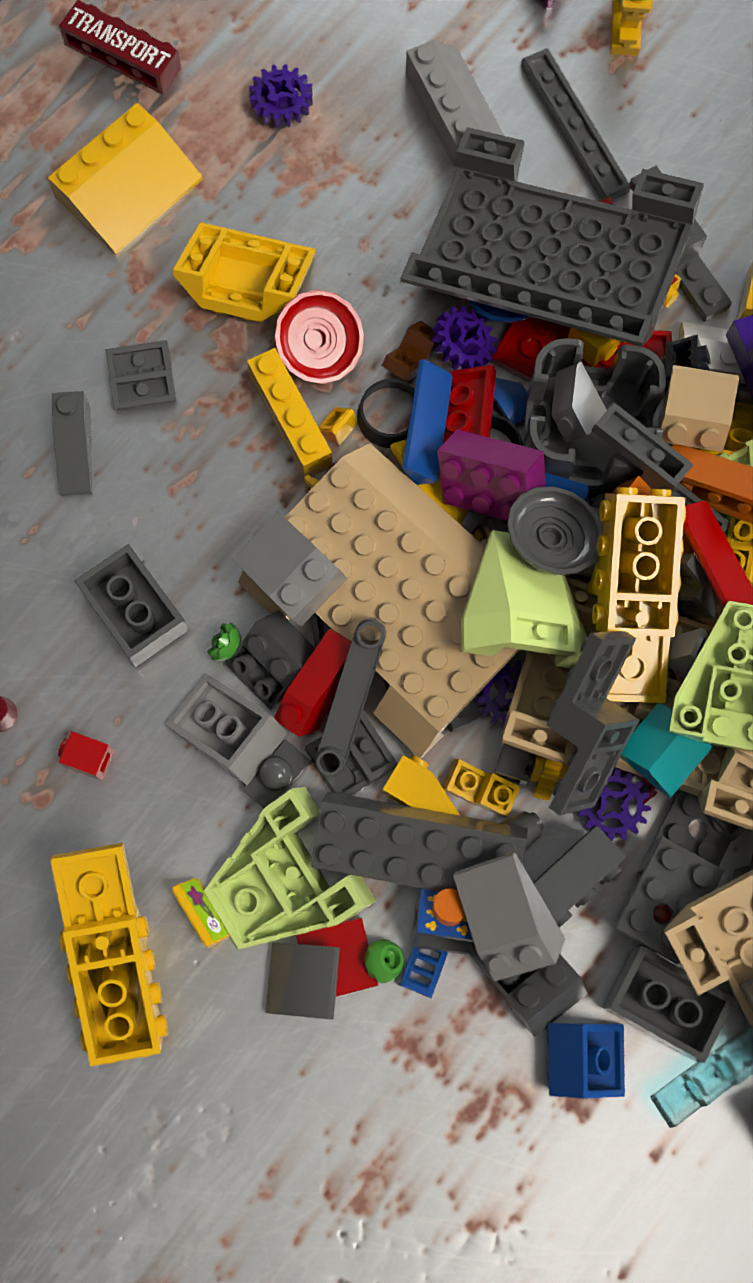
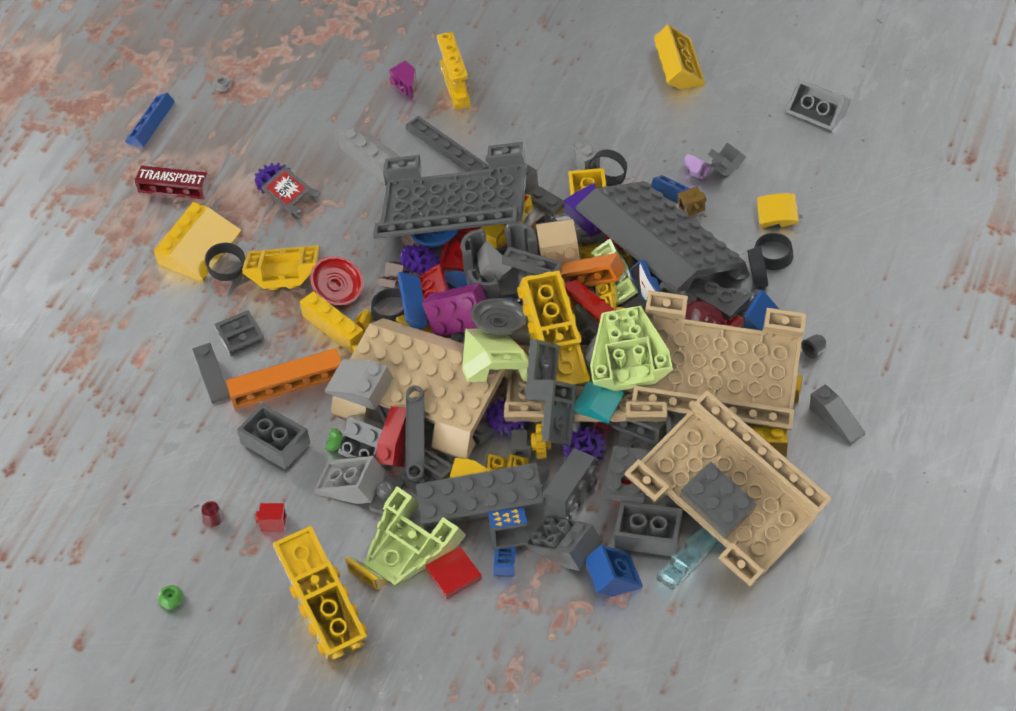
camera: 10 degrees left, 25 degrees down
(155, 206) = (224, 248): none -> black tyre
(183, 493) = (283, 378): none -> orange brick
(295, 128) = (288, 189): none -> flag
(302, 980) = (436, 582): dark grey slope -> none
(376, 965) = (481, 560): bright green plate -> none
(448, 907) = (506, 512): orange tile -> none
(508, 917) = (537, 500): light grey slope -> none

